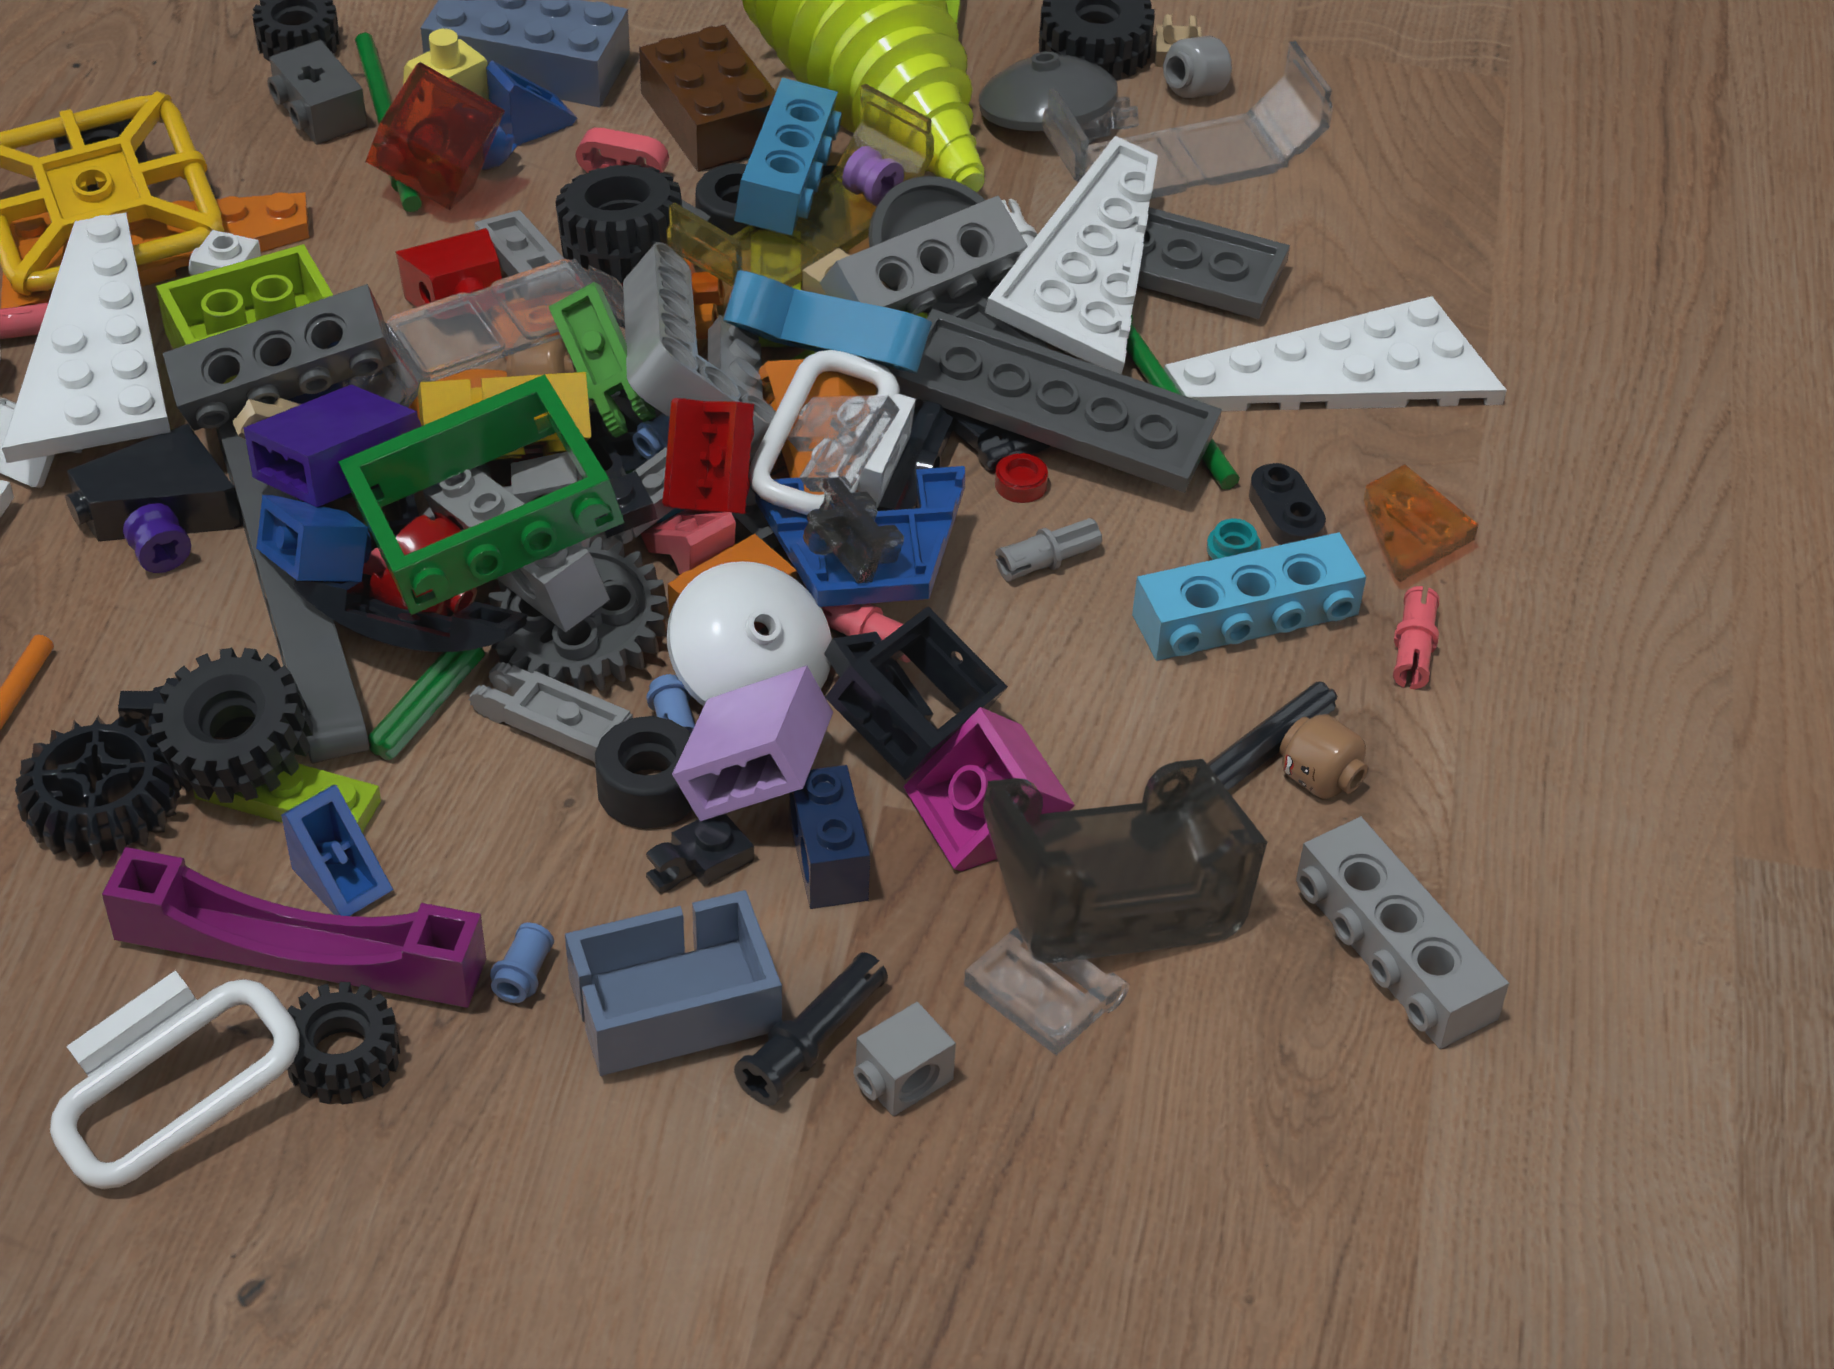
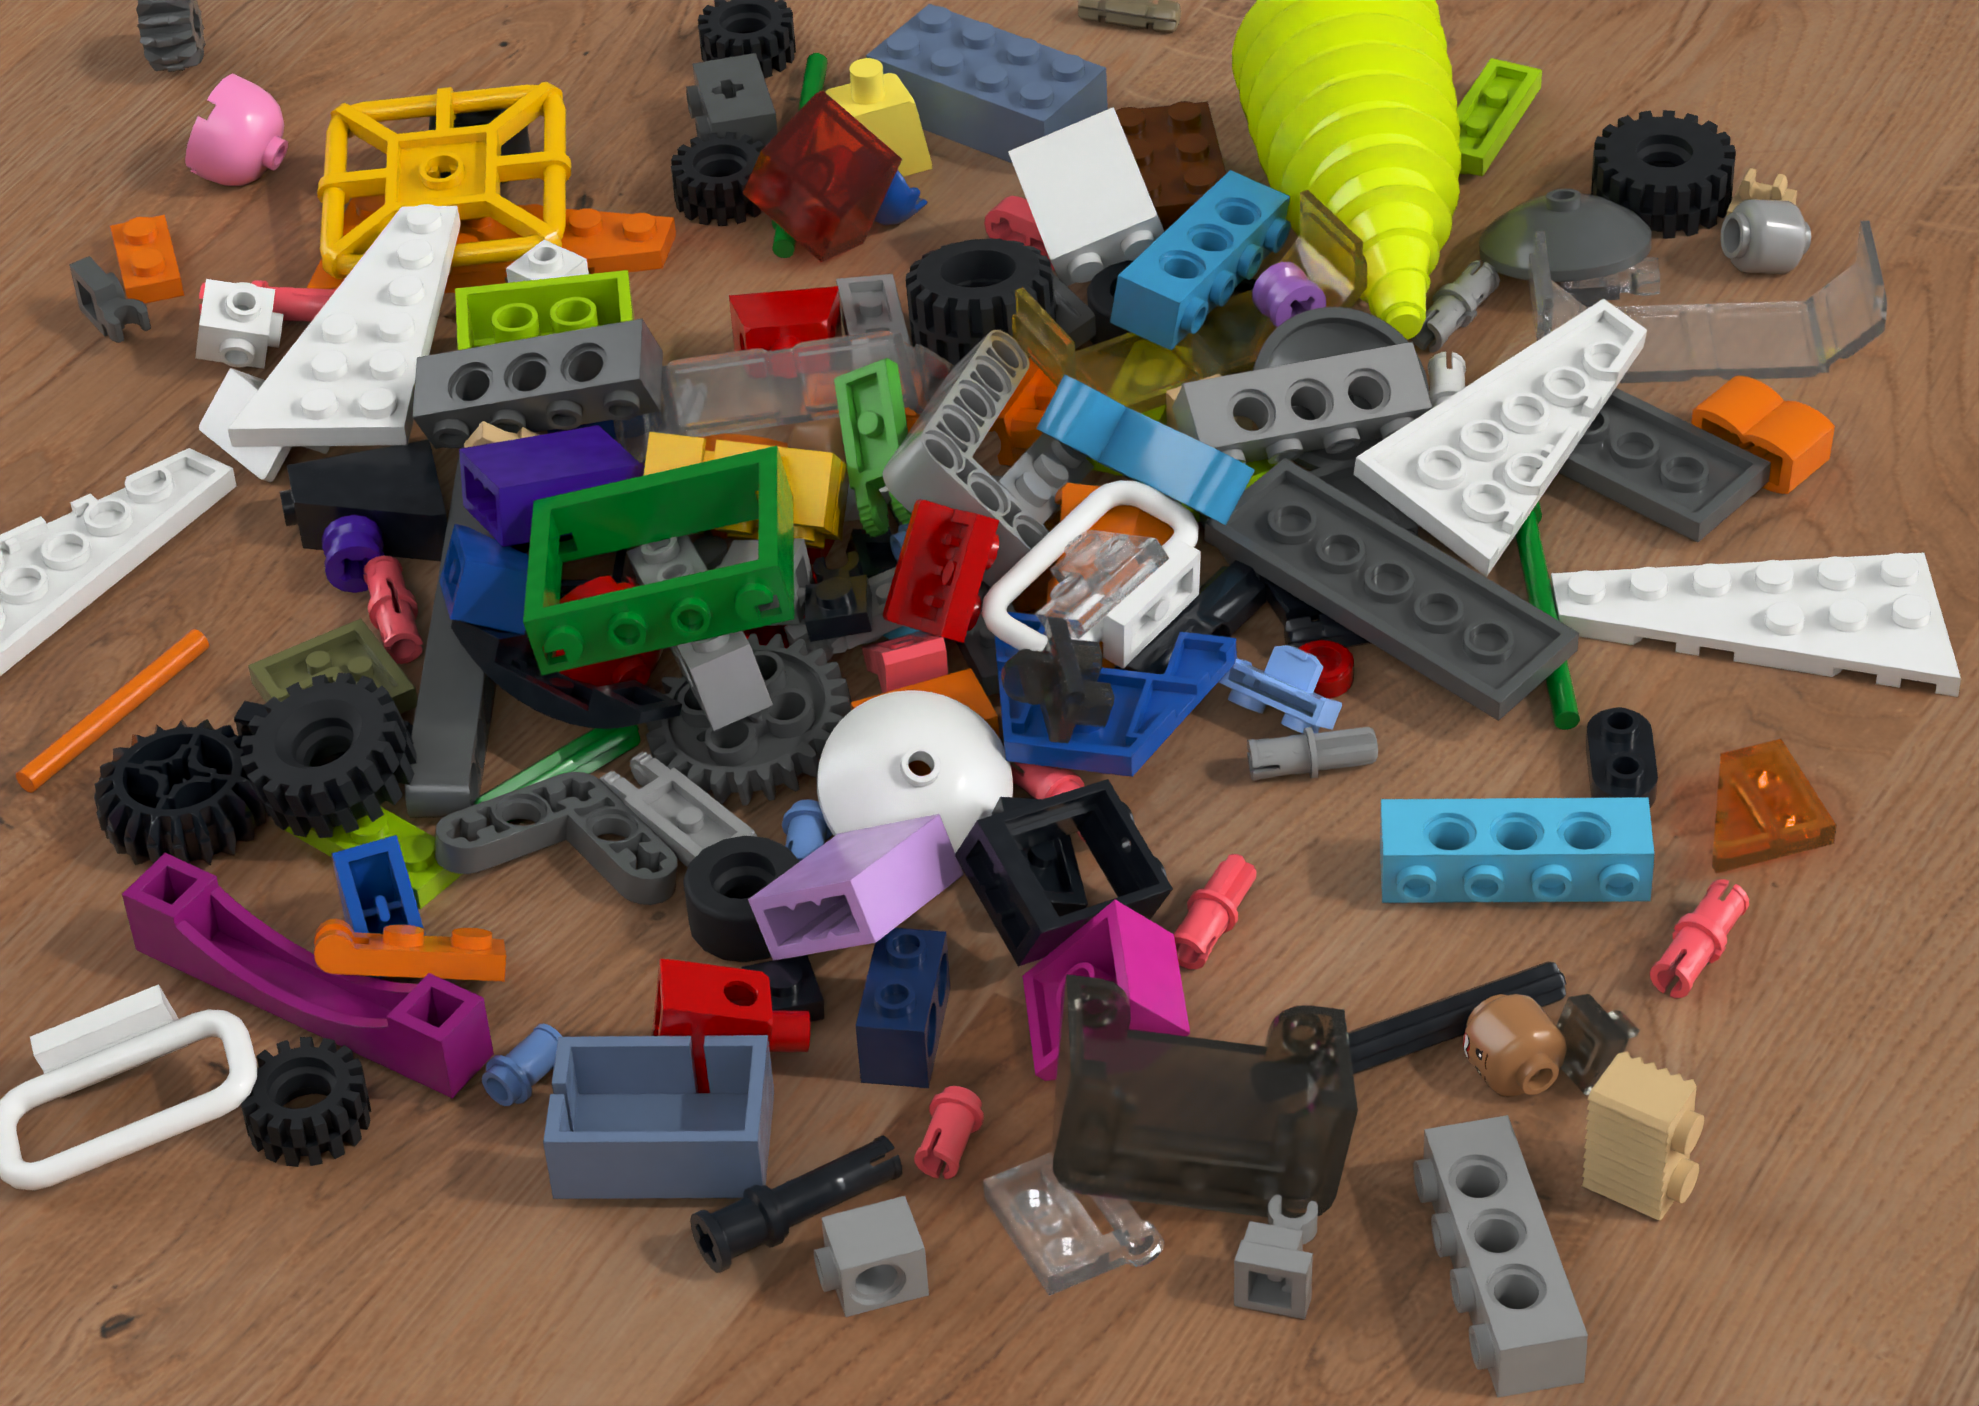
camera: 25 degrees right, 5 degrees down
(176, 641) = (342, 650): none -> olive plate
(214, 581) = (393, 609): none -> coral pin
(330, 152) = (713, 176): none -> black tyre
(380, 887) = (408, 953): none -> orange plate
(527, 106) = (953, 161): blue slope -> none
(535, 763) = (563, 808): none -> dark grey beam
(673, 116) = (1087, 197): none -> white brick
(682, 873) = (722, 1002): none -> red torso
(910, 921) = (954, 1117): none -> coral pin
(990, 150) = (1456, 305): none -> light grey pin
(1008, 496) = (1285, 685): none -> light blue piece
(1035, 694) = (1213, 911): none -> coral axle
(1226, 983) = (1271, 1266): none -> light grey piece
(1232, 538) = (1532, 780): teal plate -> none
(1277, 217) = (1761, 422): none -> orange brick
(1387, 739) = (1592, 1039): none -> clear smoke tile
(1471, 809) = (1641, 1136): none -> tan brick

